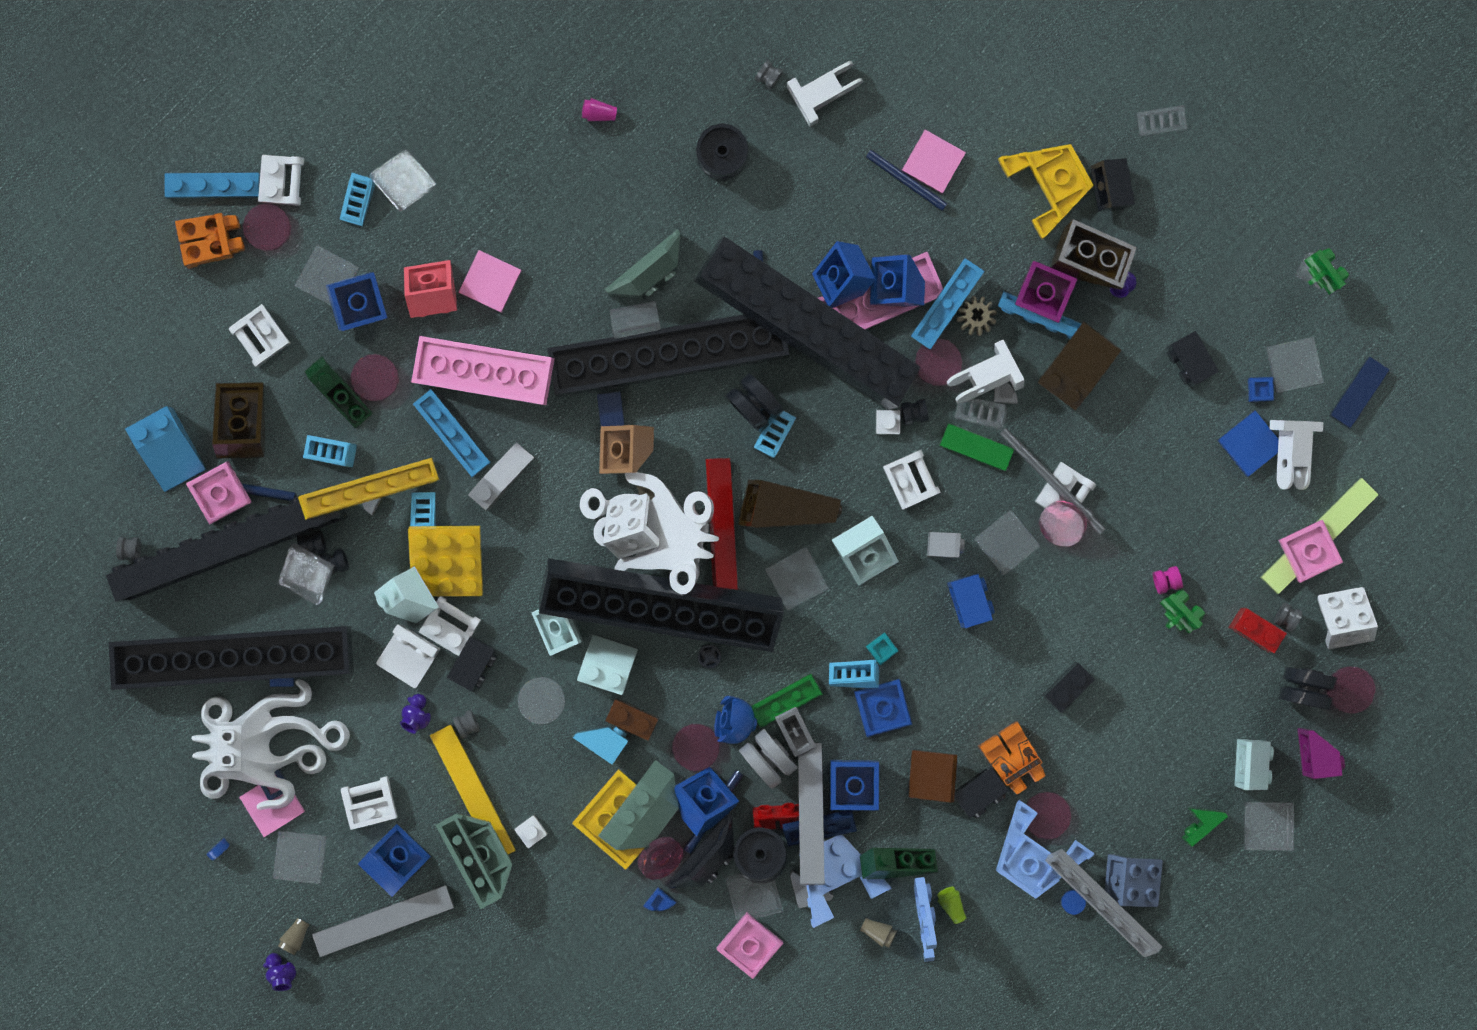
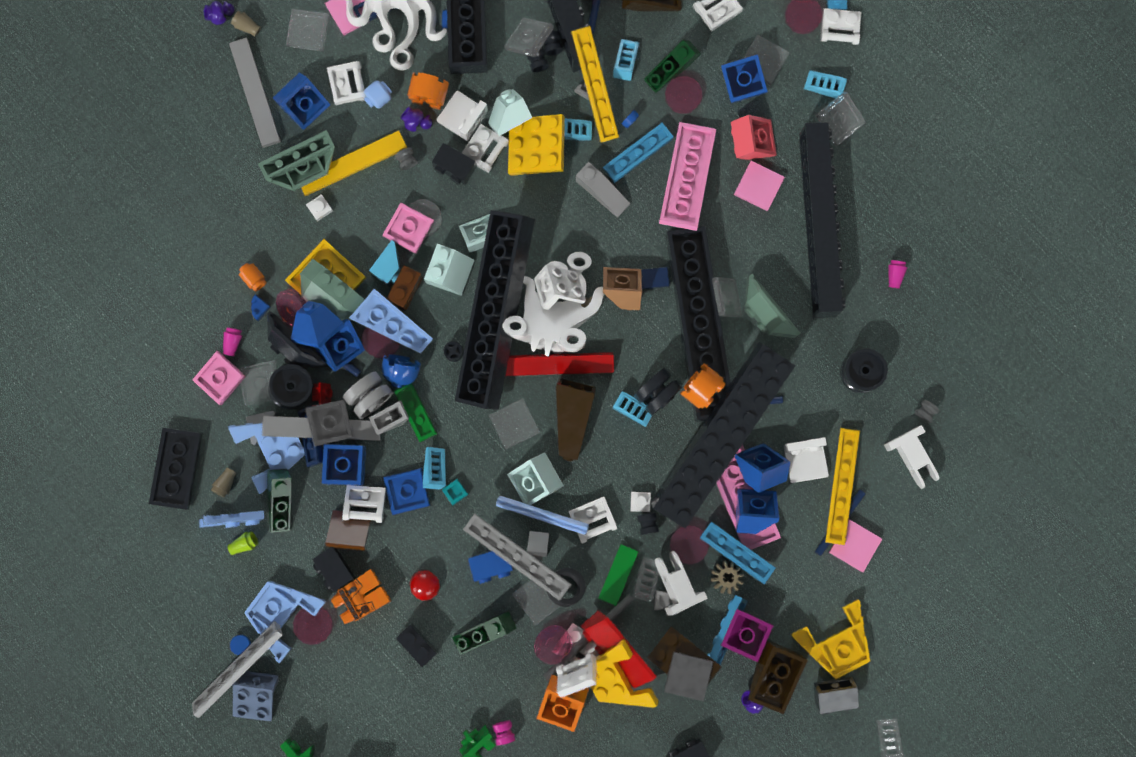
camera: 90 degrees right, 5 degrees down
(378, 700) = (428, 90): none -> orange brick
(384, 763) = (377, 94): none -> light blue head
(409, 443) = (630, 119): none -> blue tile
(535, 204) = (821, 220): none -> black brick
(555, 718) = (408, 228): none -> bright pink tile
(621, 910) = (252, 276): none -> orange brick
(673, 739) = (389, 321): none -> light blue wing
(685, 826) = (315, 325): none -> blue slope
(702, 932) = (231, 341): none -> dark pink cone
(751, 348) = (702, 387): none -> orange brick
(804, 804) = (329, 422): none -> flat silver tile
(832, 221) = (806, 460): none -> white bracket
(862, 177) = (842, 486): none -> yellow tile
(863, 992) = (175, 468): none -> black plate
(892, 758) = (364, 497): none -> white plate
(908, 540) = (542, 515): none -> light blue axle
(962, 568) = (517, 557): none -> light grey tile
(989, 492) = (580, 583): none -> black tyre
(995, 681) = (424, 585): none -> red hair
(1050, 606) = (484, 633): none -> dark green slope
(1067, 446) = (605, 635): none -> red slope
(1096, 360) = (688, 676): none -> flat silver tile
(1105, 454) = (612, 683): none -> yellow wing
(1105, 492) = (578, 679): none -> white plate
(1131, 510) = (561, 710): none -> orange brick

